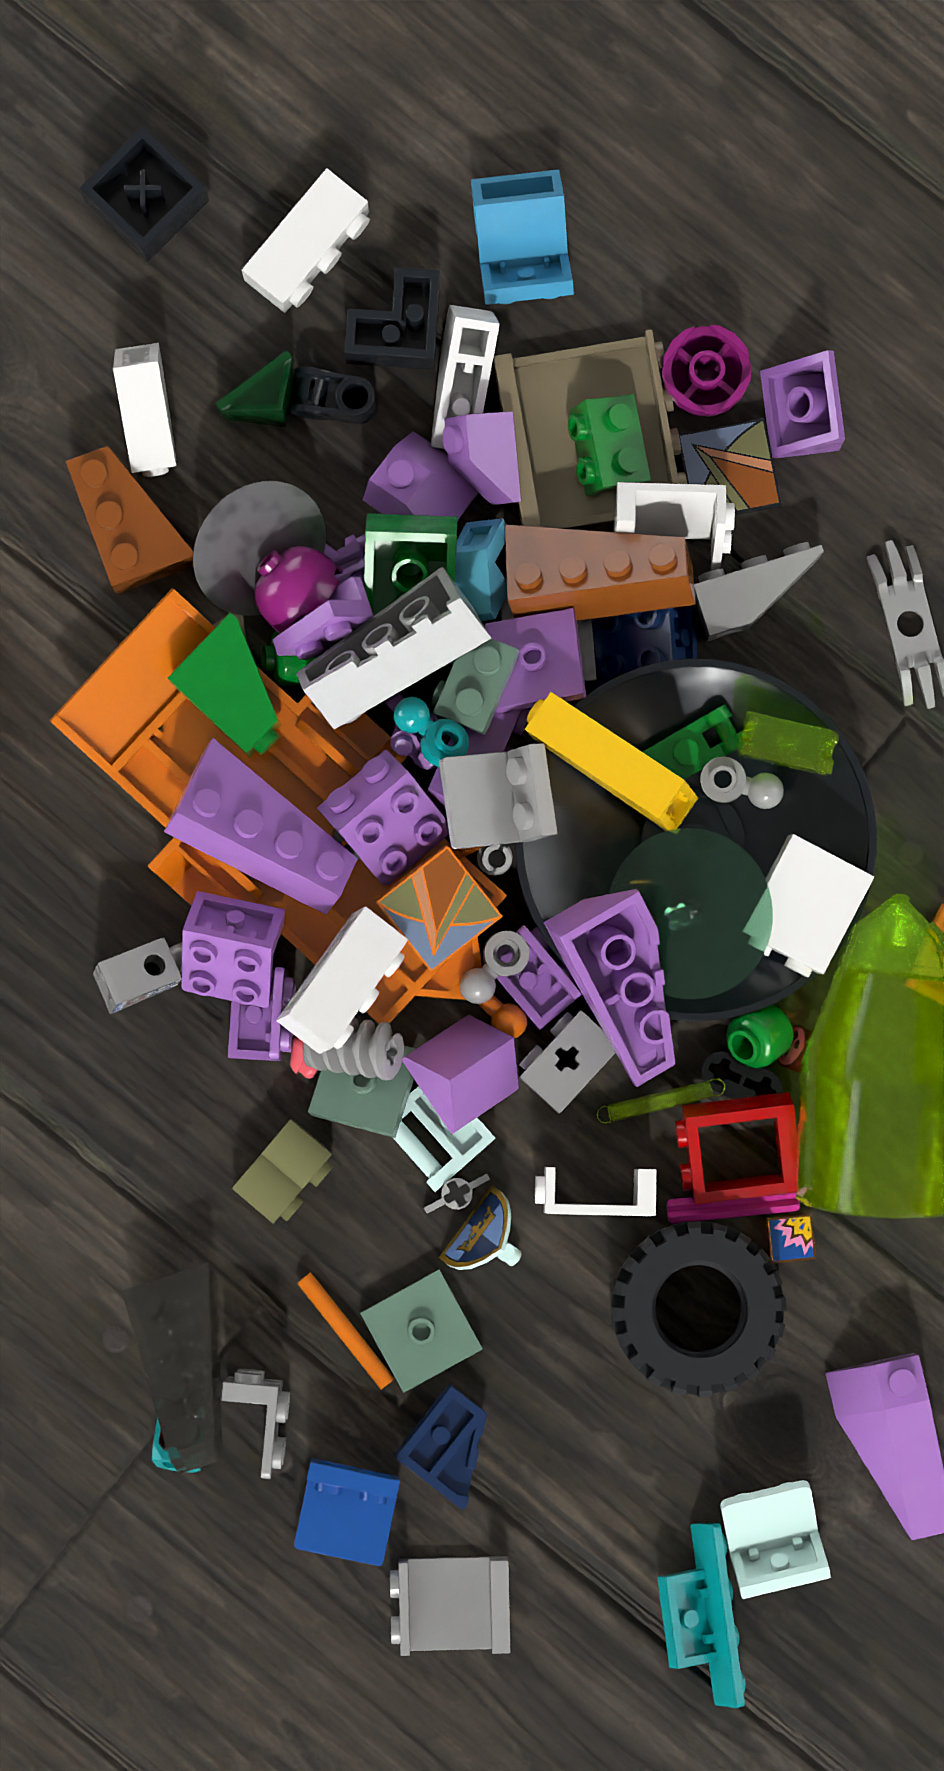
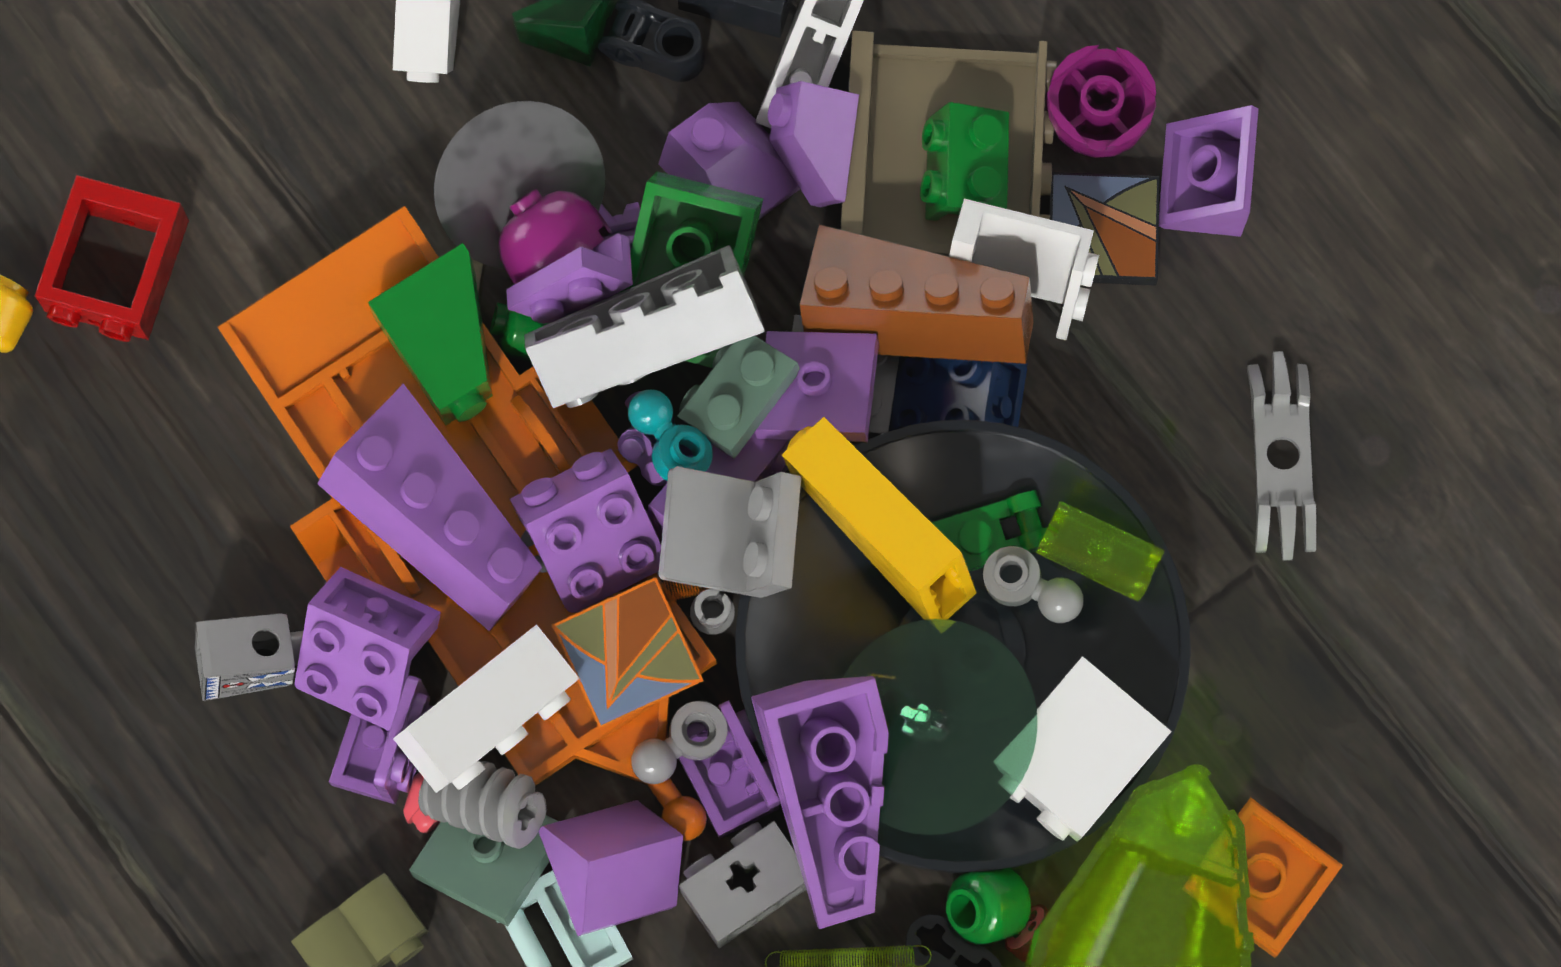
camera: 15 degrees right, 10 degrees down
(126, 524) = (371, 132): dark orange wedge -> none
(476, 566) = (774, 270): medium azure slope -> none
(741, 597) = (1087, 375): light grey slope -> none

